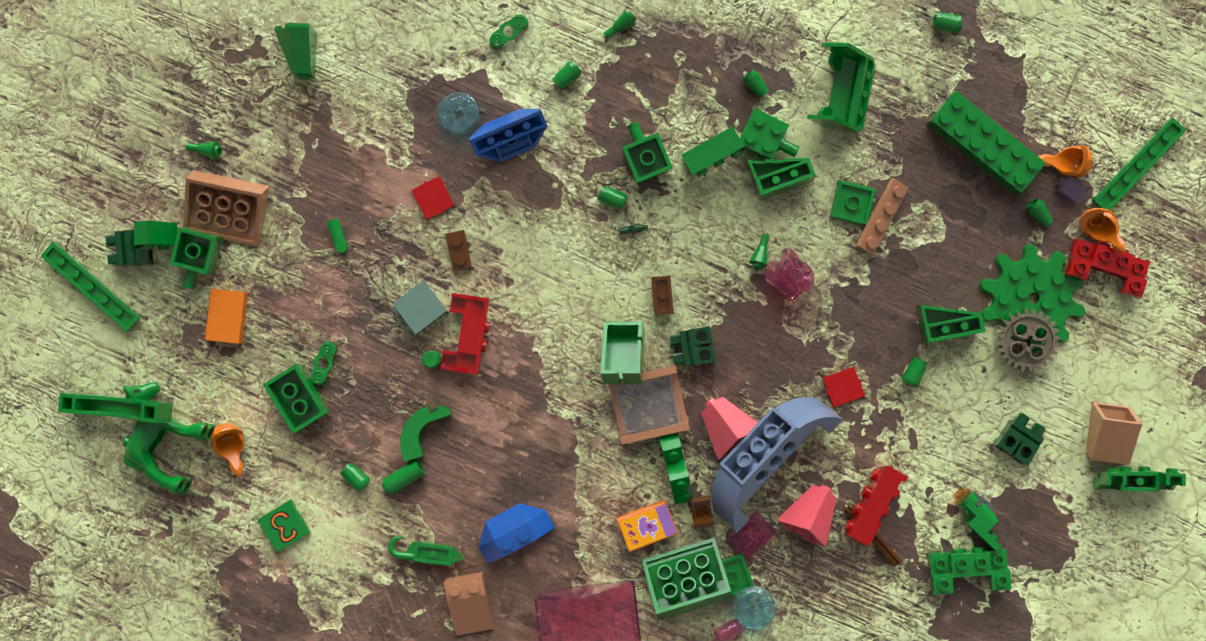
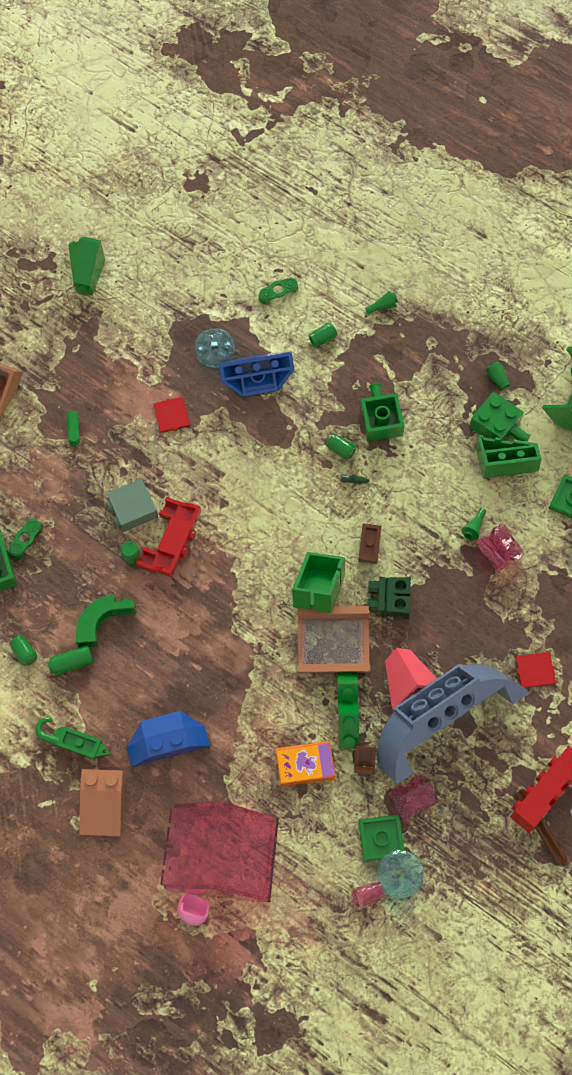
camera: 15 degrees right, 20 degrees down
(458, 250) = (183, 464): reddish brown plate -> none
(687, 579) = (335, 827): green slope -> none
(713, 152) = (444, 420): green wedge -> none
(811, 515) = (478, 789): coral slope -> none

